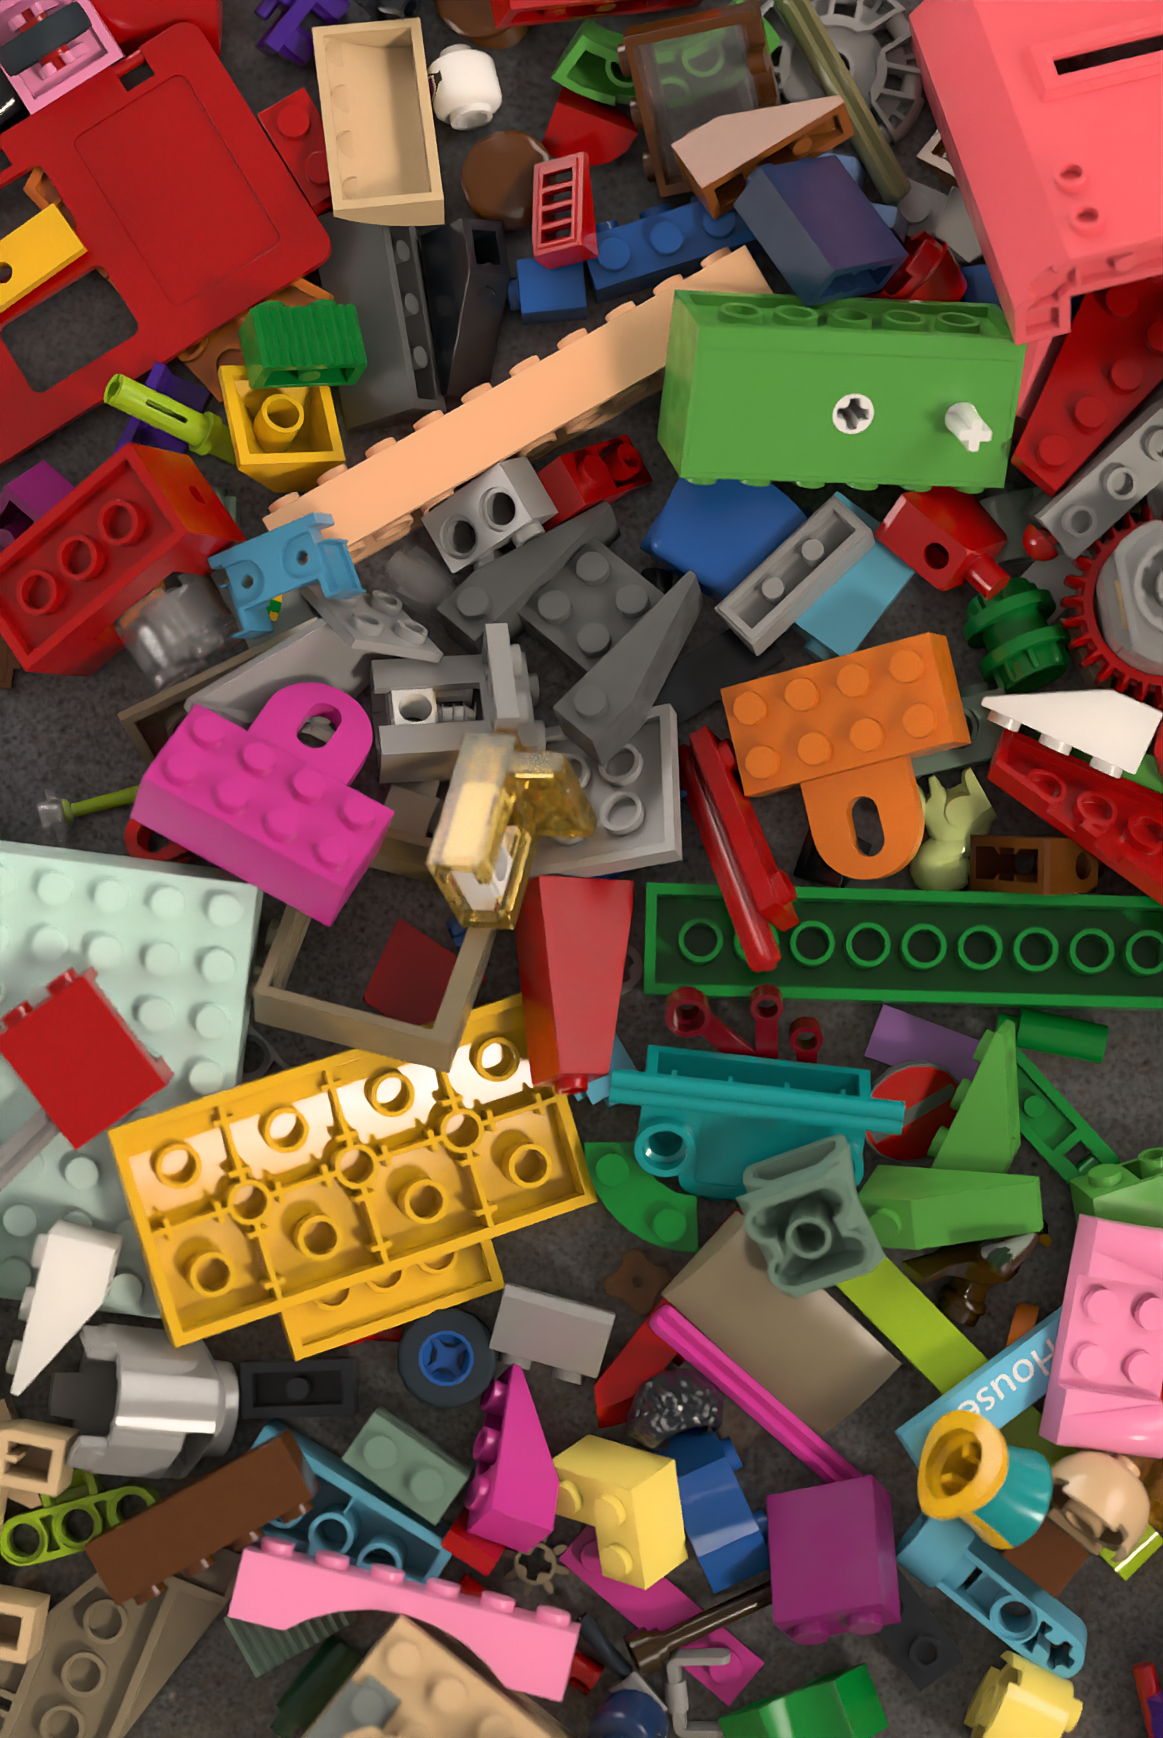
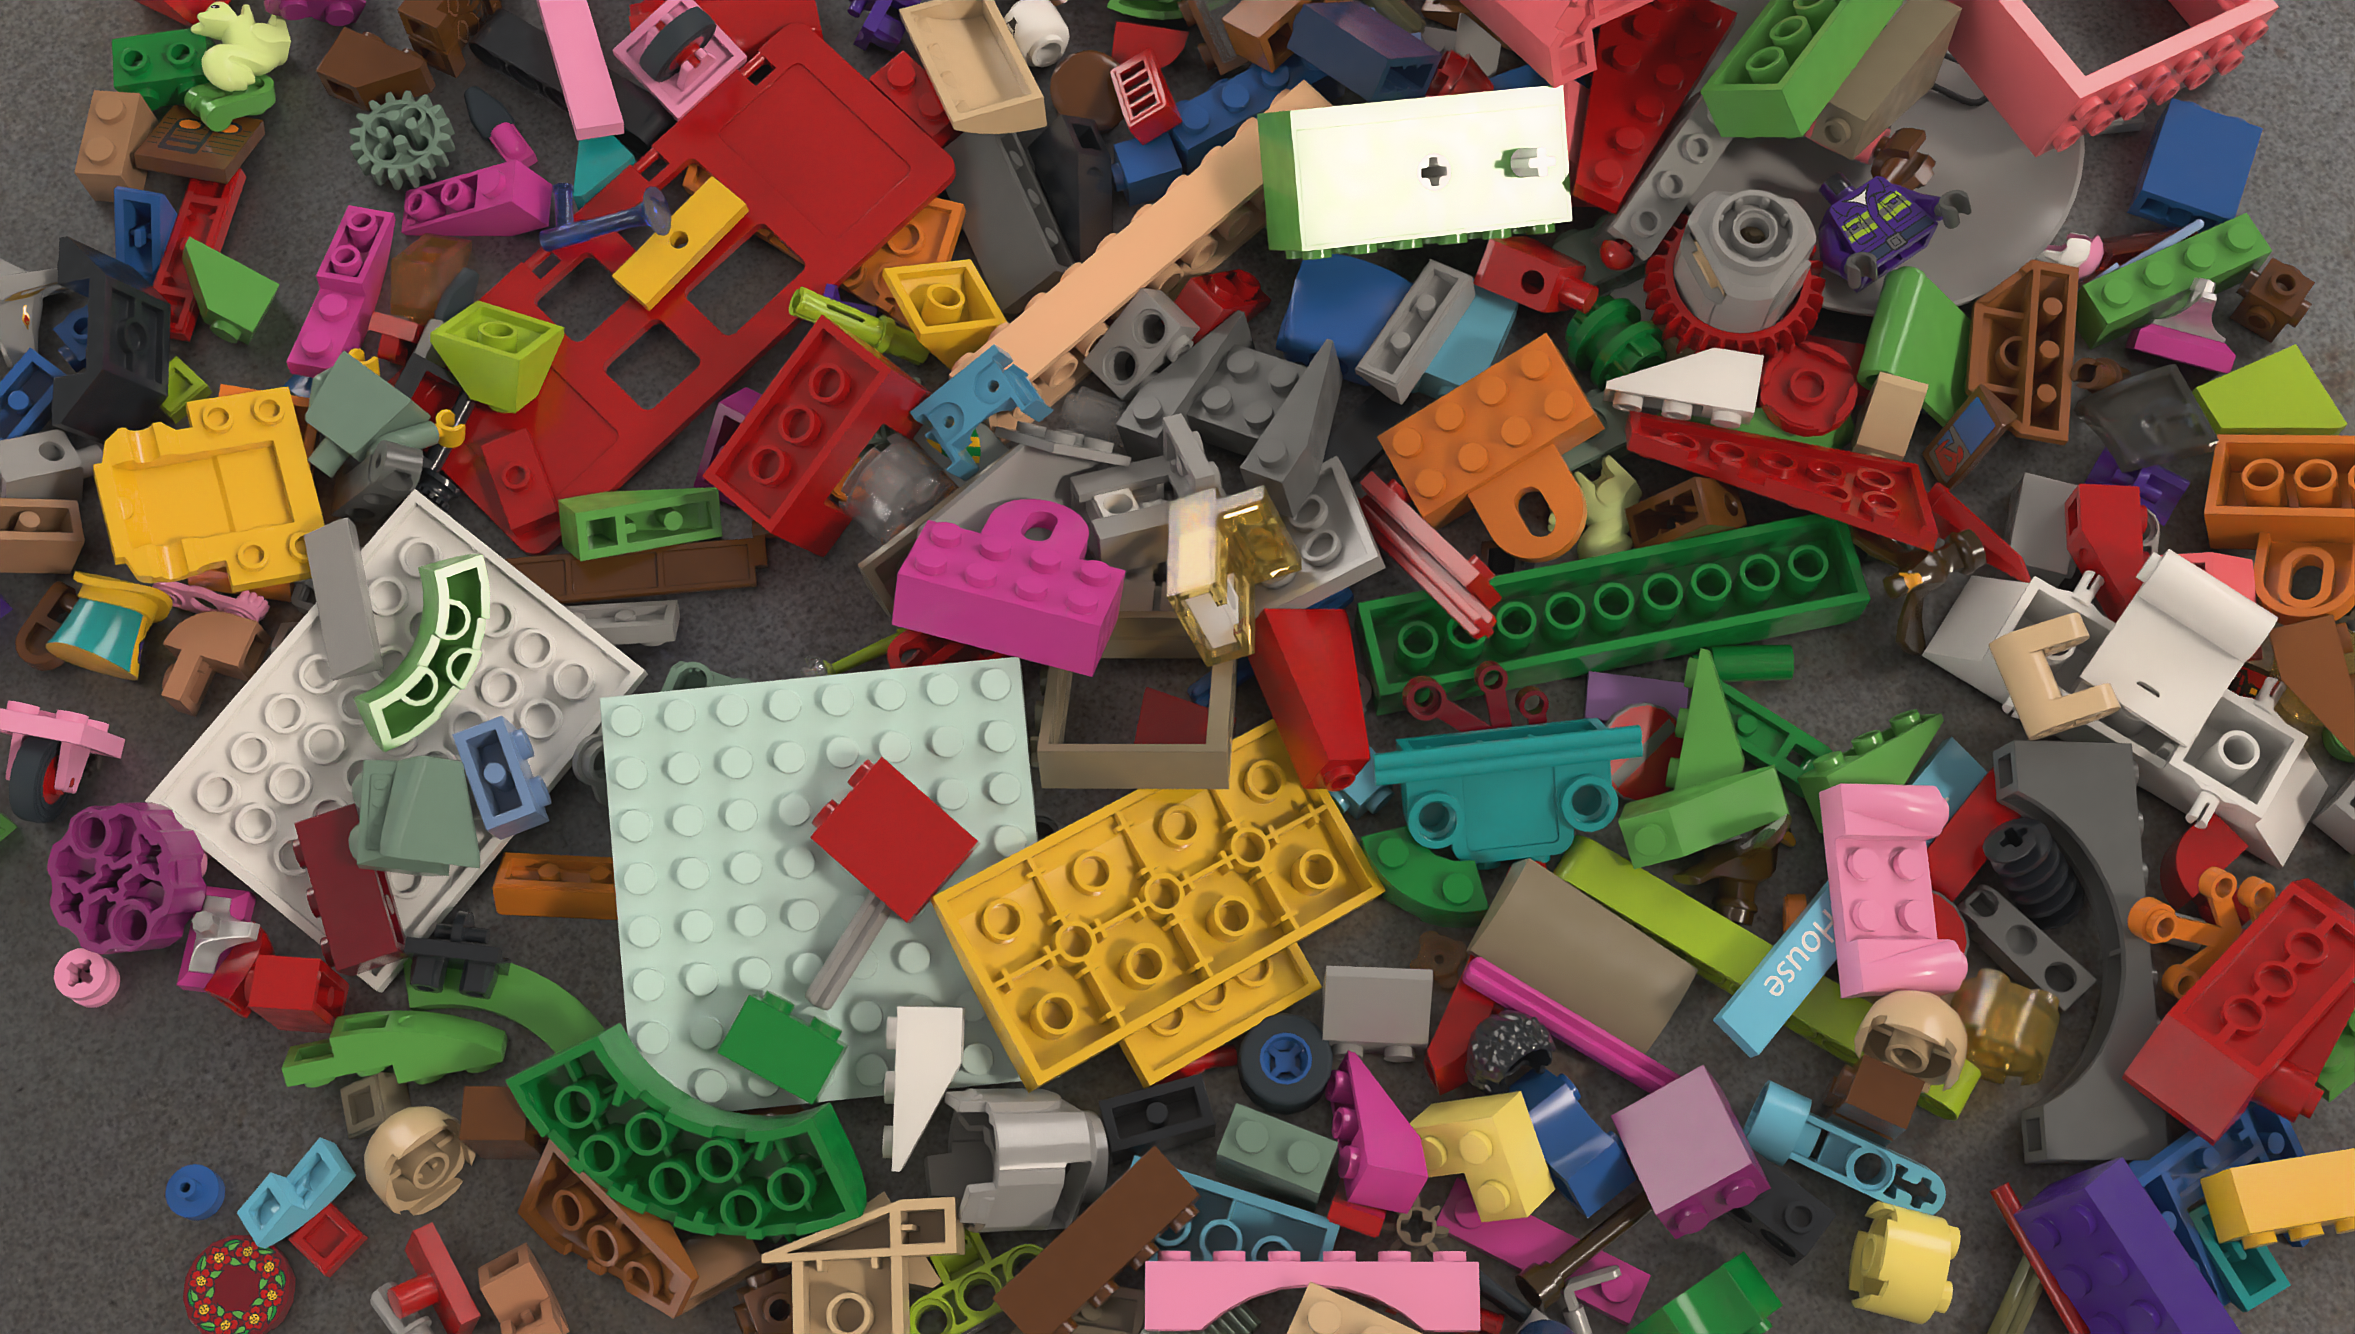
camera: 15 degrees left, 15 degrees down
(302, 345) = (950, 240): green brick -> none
(809, 1217) = (1586, 842): sand green piece -> none
(984, 1481) = (1800, 1031): yellow hat -> none

